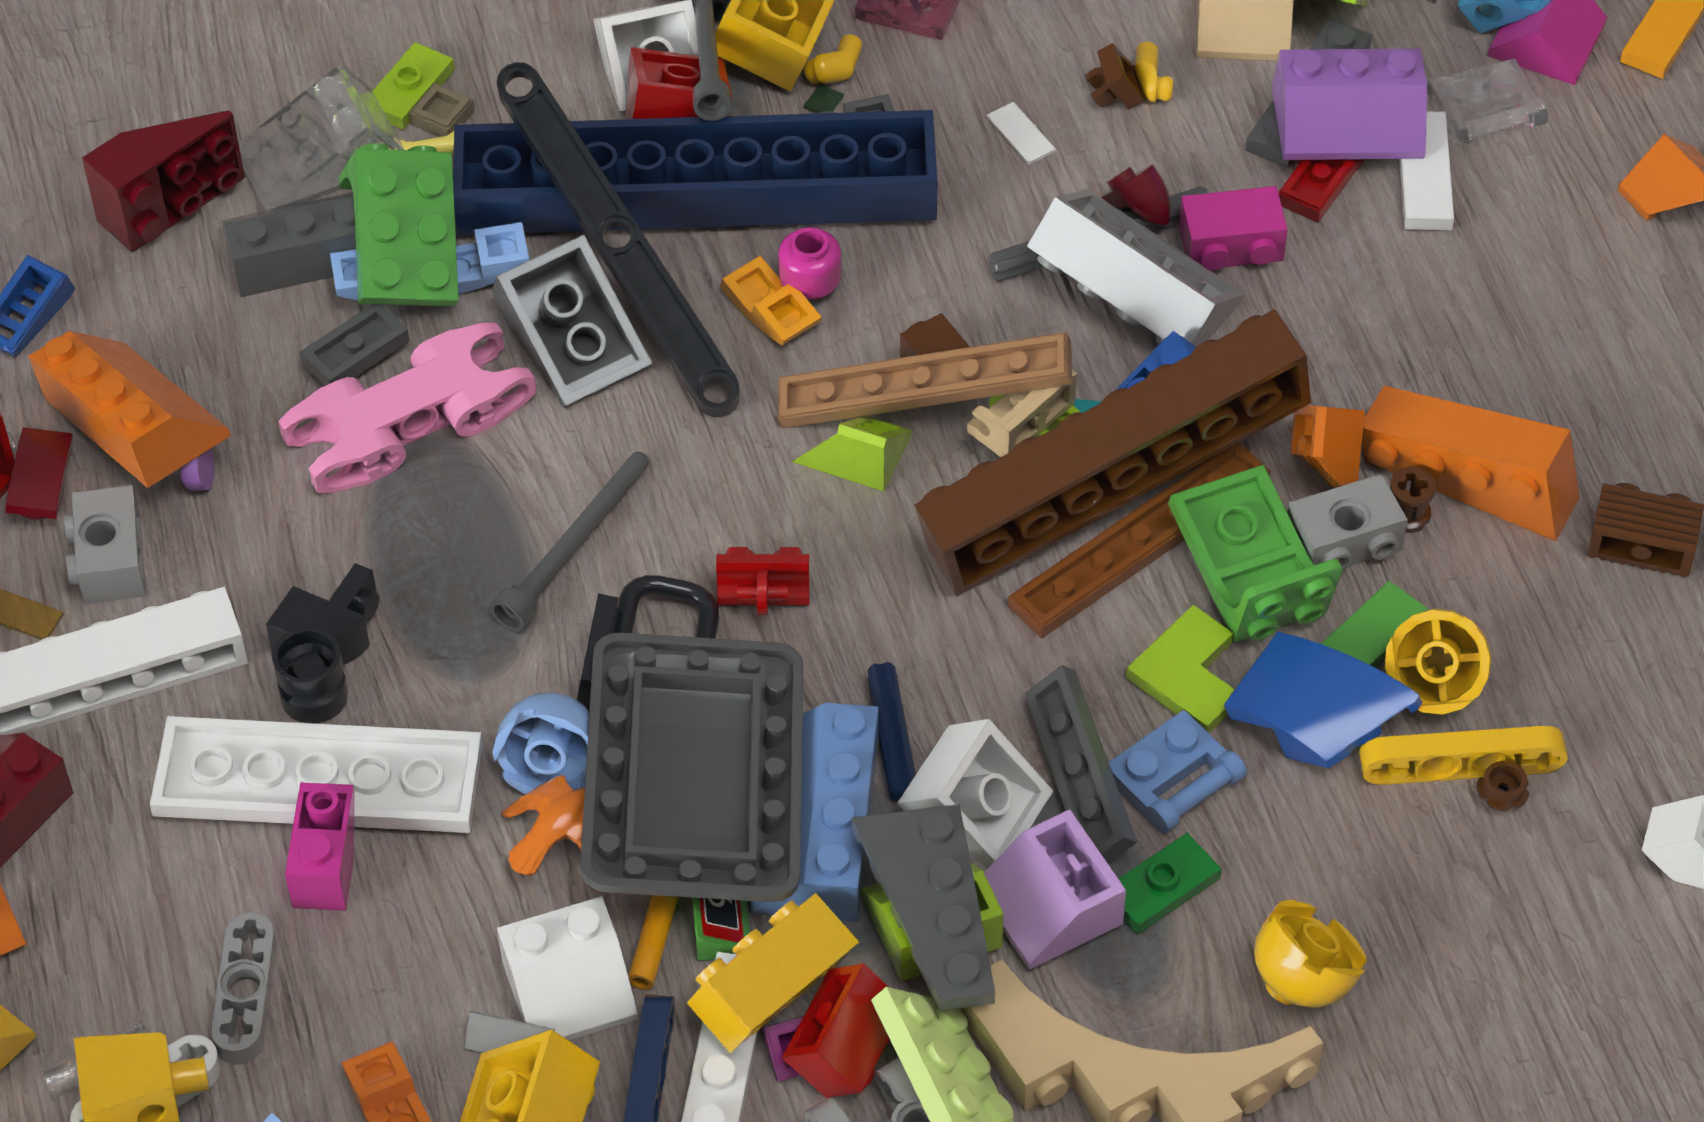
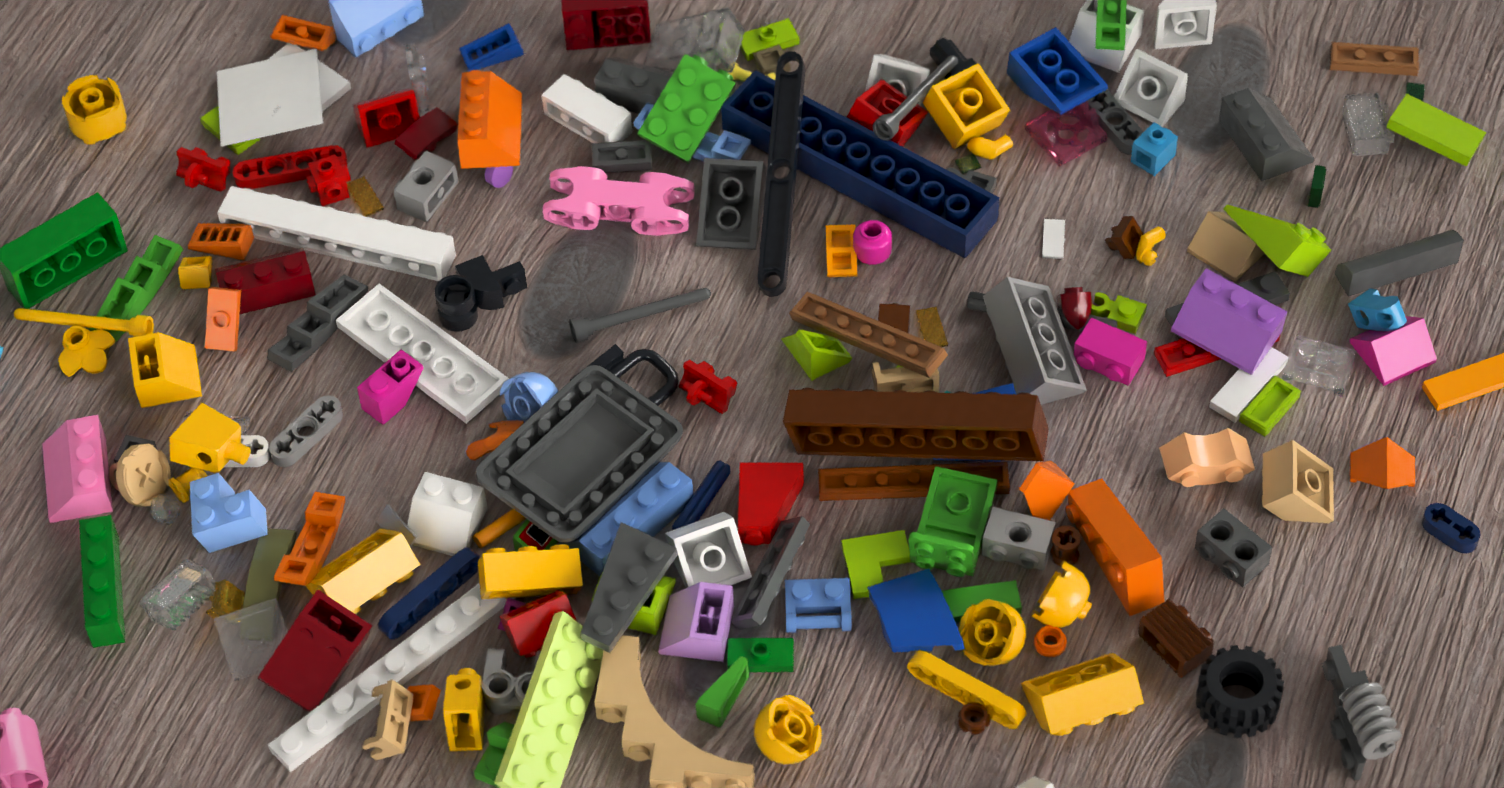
camera: 40 degrees right, 0 degrees up
(119, 827) = (317, 323): none -> dark grey slope
(249, 315) = (586, 111): none -> white brick
(974, 328) = (931, 326): none -> clear yellow window
(979, 671) = (766, 498): none -> red slope
(1174, 973) = (720, 697): none -> bright green slope
(1195, 169) = (1124, 310): none -> lime plate
(1474, 288) = (1207, 458): none -> light nougat brick
(1474, 561) = (1064, 598): none -> yellow cylinder
(1475, 184) = (1269, 406): none -> lime tile
(1507, 620) = (1052, 634): none -> orange plate
(1602, 258) = (1297, 485): none -> tan slope
(1605, 377) = (1237, 543): none -> dark grey brick
(1605, 665) = (1083, 693): none -> yellow slope

